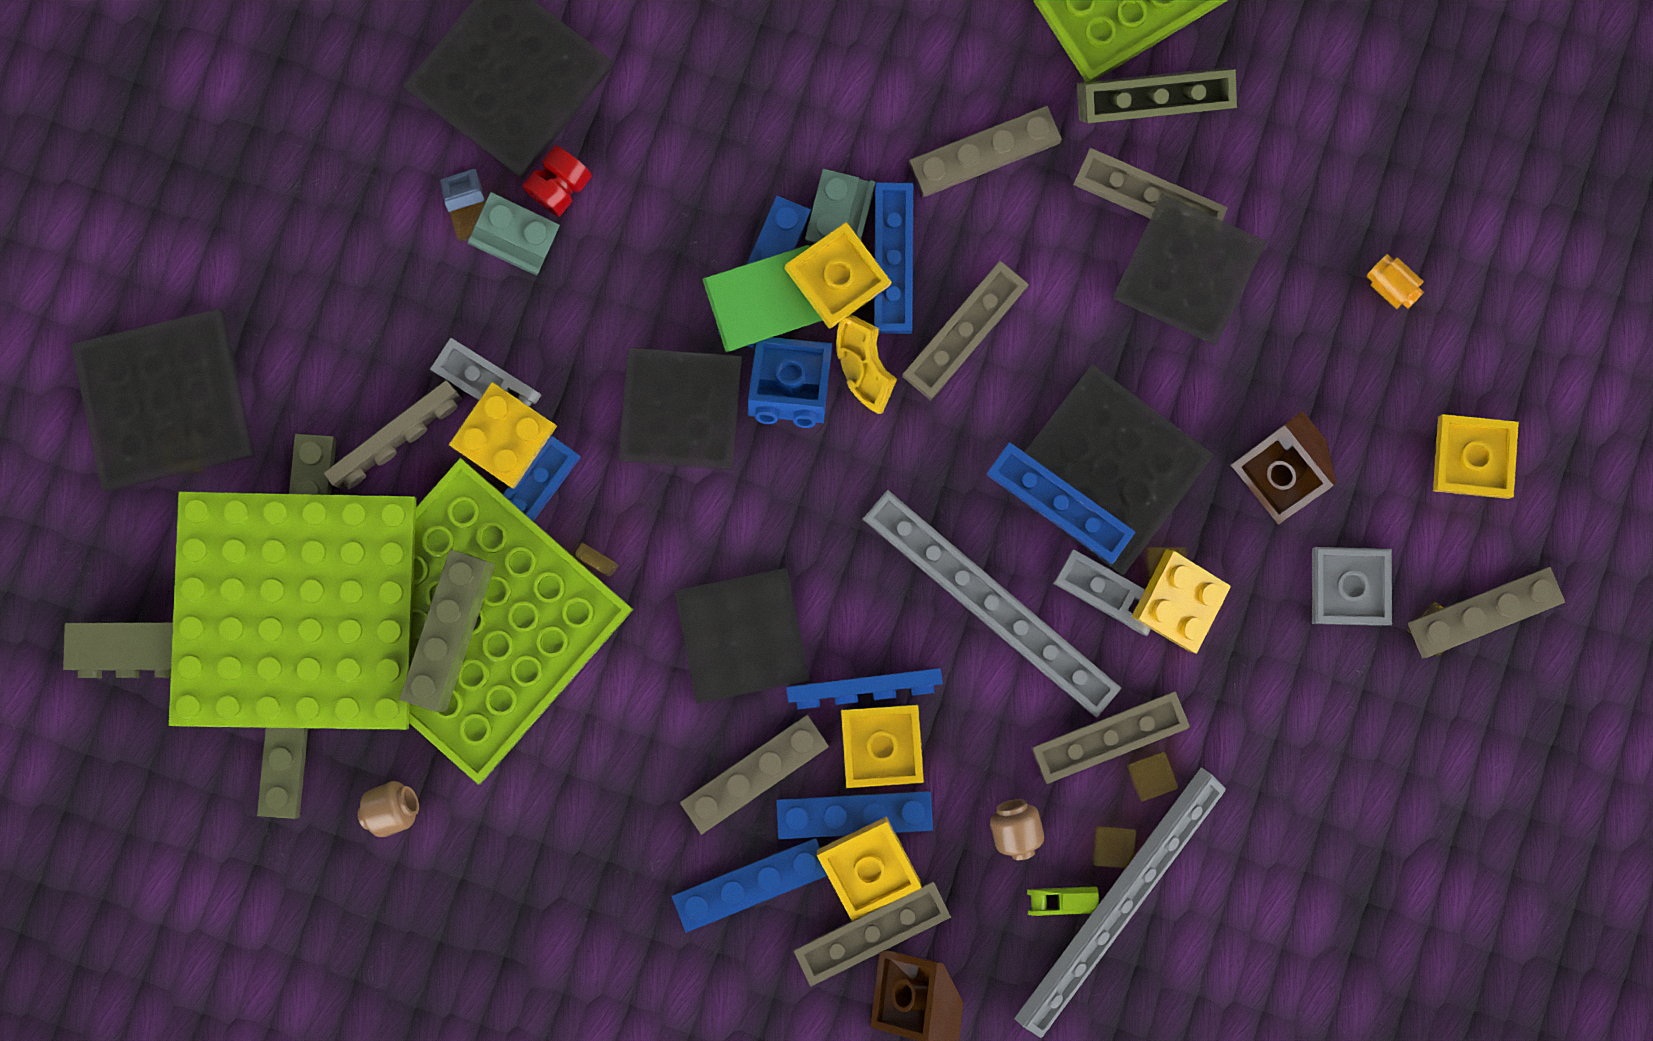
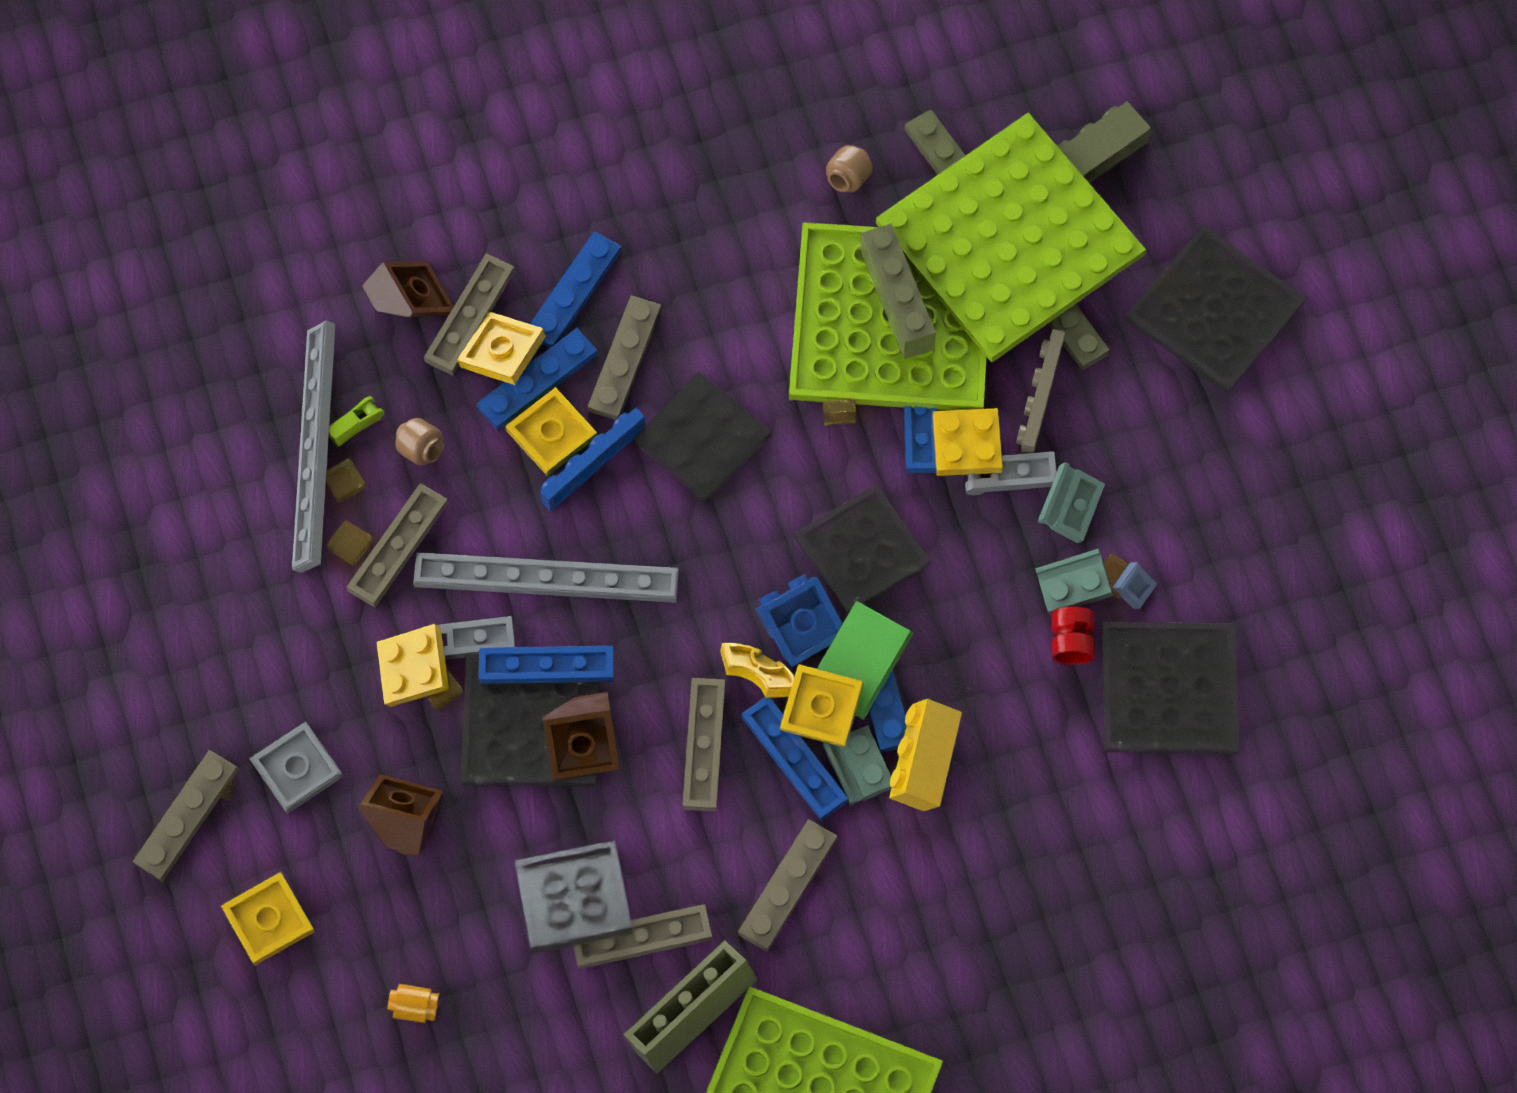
camera: 145 degrees right, 15 degrees down
(454, 308) = (1071, 502): none -> sand green plate
(777, 168) = (925, 755): none -> yellow brick
(1077, 407) = (581, 737): none -> reddish brown slope

